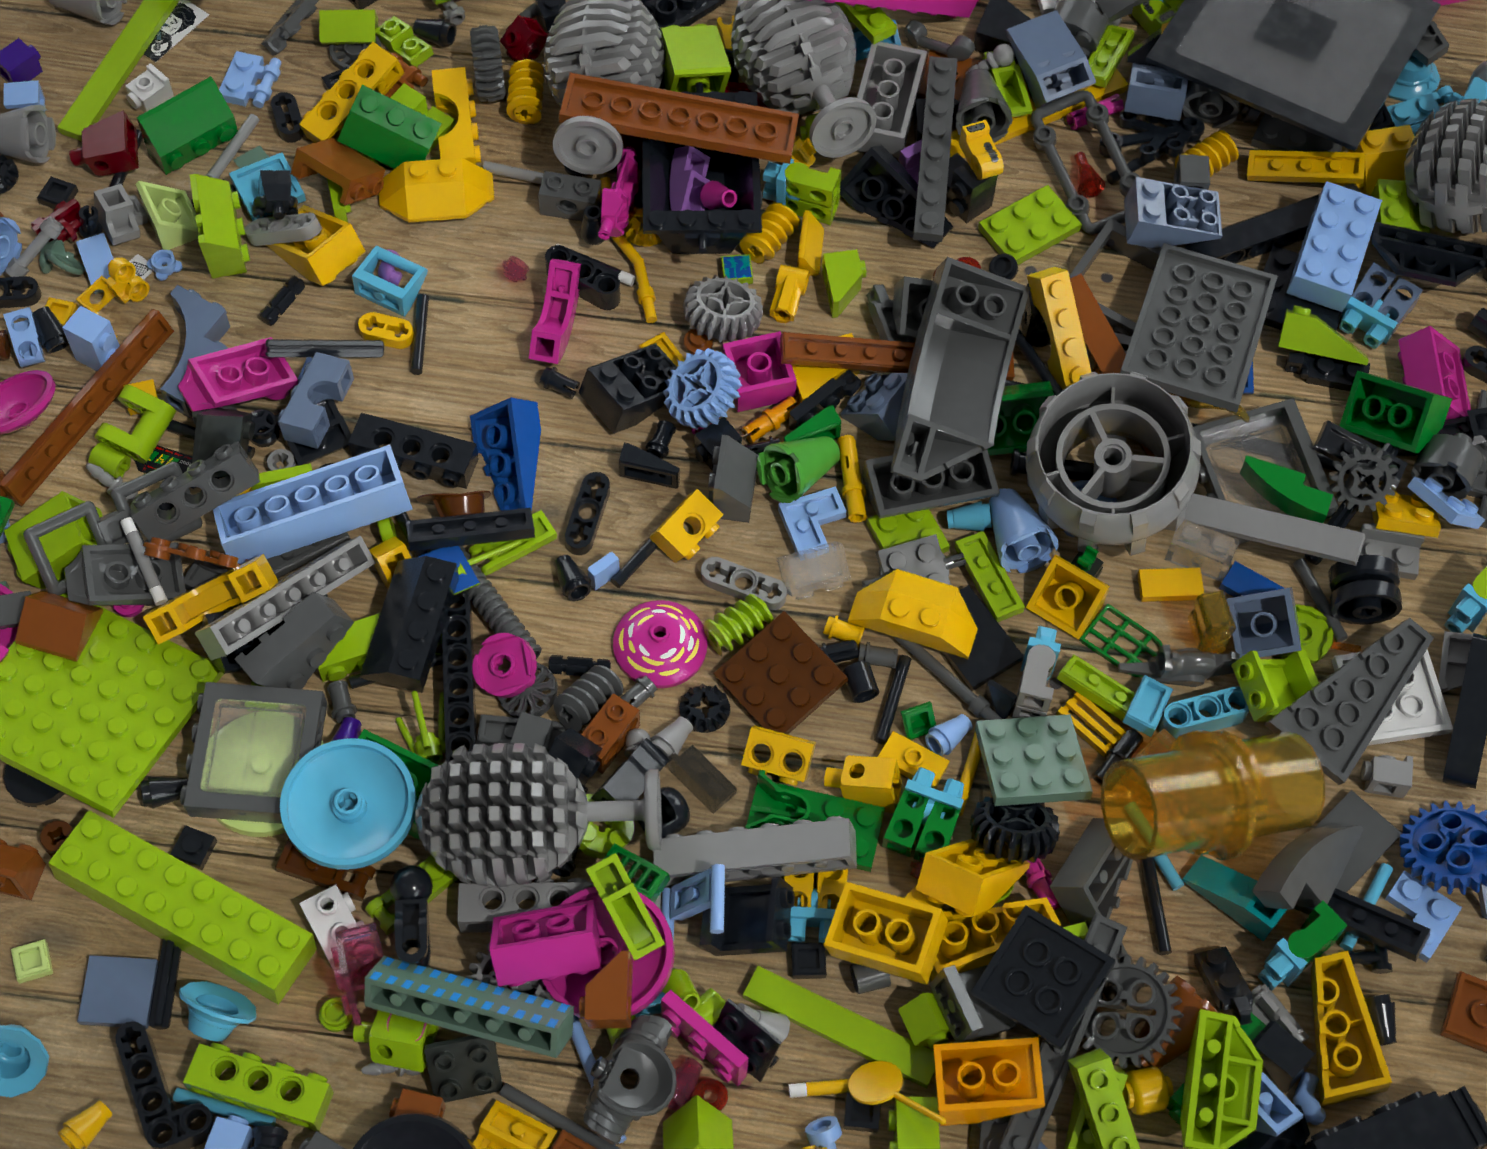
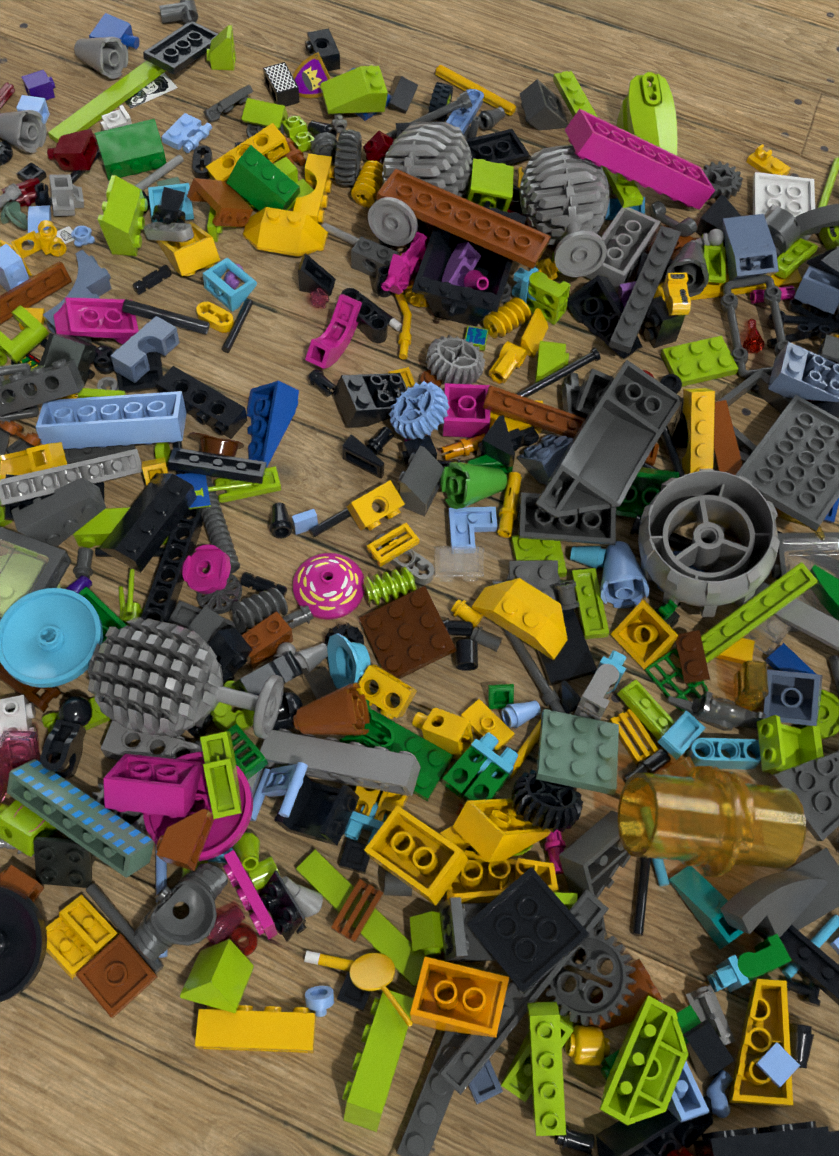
camera: 15 degrees right, 0 degrees up
(169, 214) = (91, 201): yellowish green slope -> none
(450, 53) = (325, 145): none -> dark grey wheel
(500, 242) = (314, 276): none -> black slope
(585, 501) = (309, 487): black beam -> none
(710, 588) = (397, 551): none -> yellow tile
(719, 732) = (346, 660): none -> medium azure hat
(731, 797) = (335, 713): none -> dark orange cone
(817, 405) = (498, 443): none -> black slope
(838, 992) = (369, 889): none -> dark orange tile
(866, 287) = (593, 355): none -> black bar
(893, 699) = (487, 674): black bar -> none
(960, 573) = (567, 594): none -> dark grey bush
(1133, 608) = (692, 657): none -> reddish brown plate
(1186, 541) = (757, 611): none -> lime tile
(1225, 983) = (678, 976): black hinge -> none
(1363, 1043) = (777, 1064): none -> light blue tile

